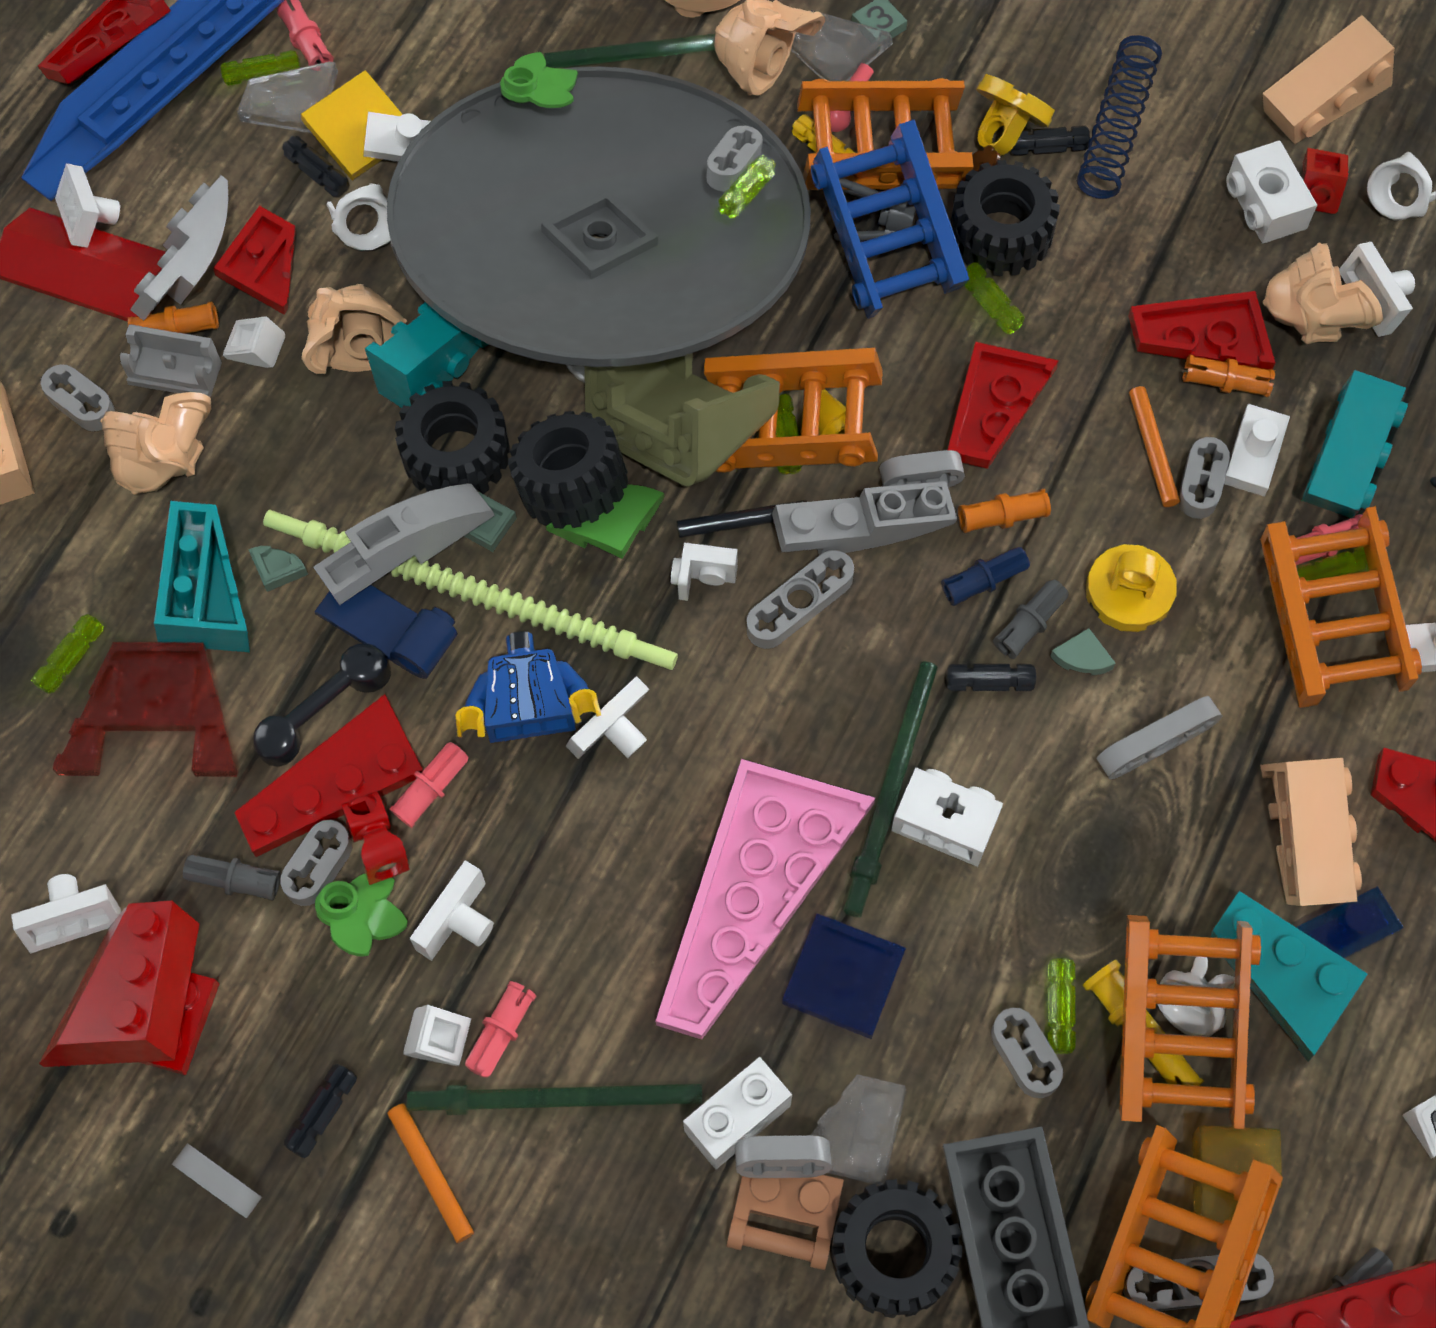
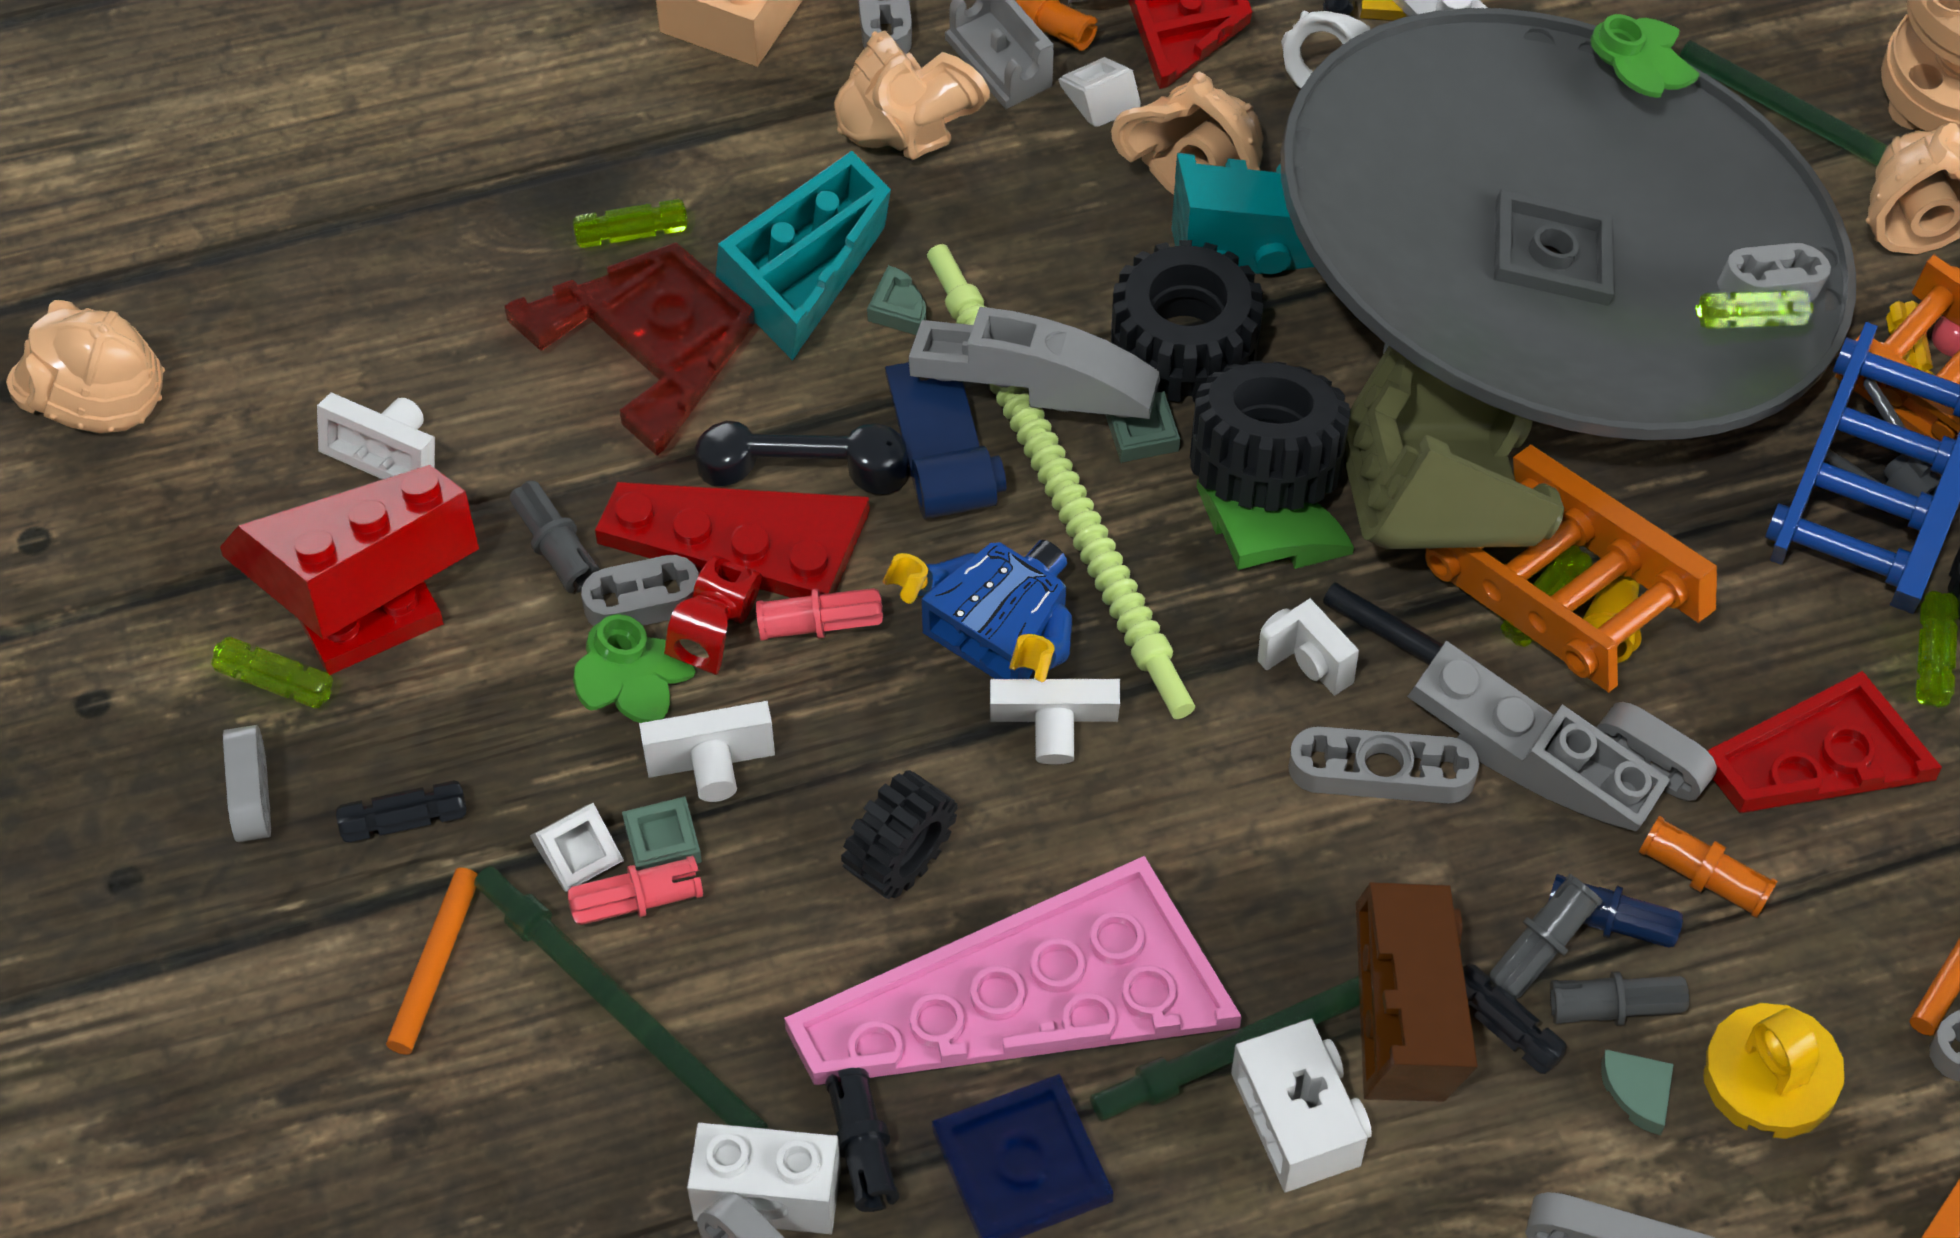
camera: 45 degrees right, 10 degrees down
(155, 1105) = (272, 672): none -> clear neon green axle
(477, 986) = (661, 833): none -> sand green tile
(612, 866) = (899, 834): none -> black tyre
(759, 1042) = (862, 1139): none -> black pin
(948, 707) = (1412, 993): none -> reddish brown wedge
(971, 618) = (1545, 936): none -> dark grey axle

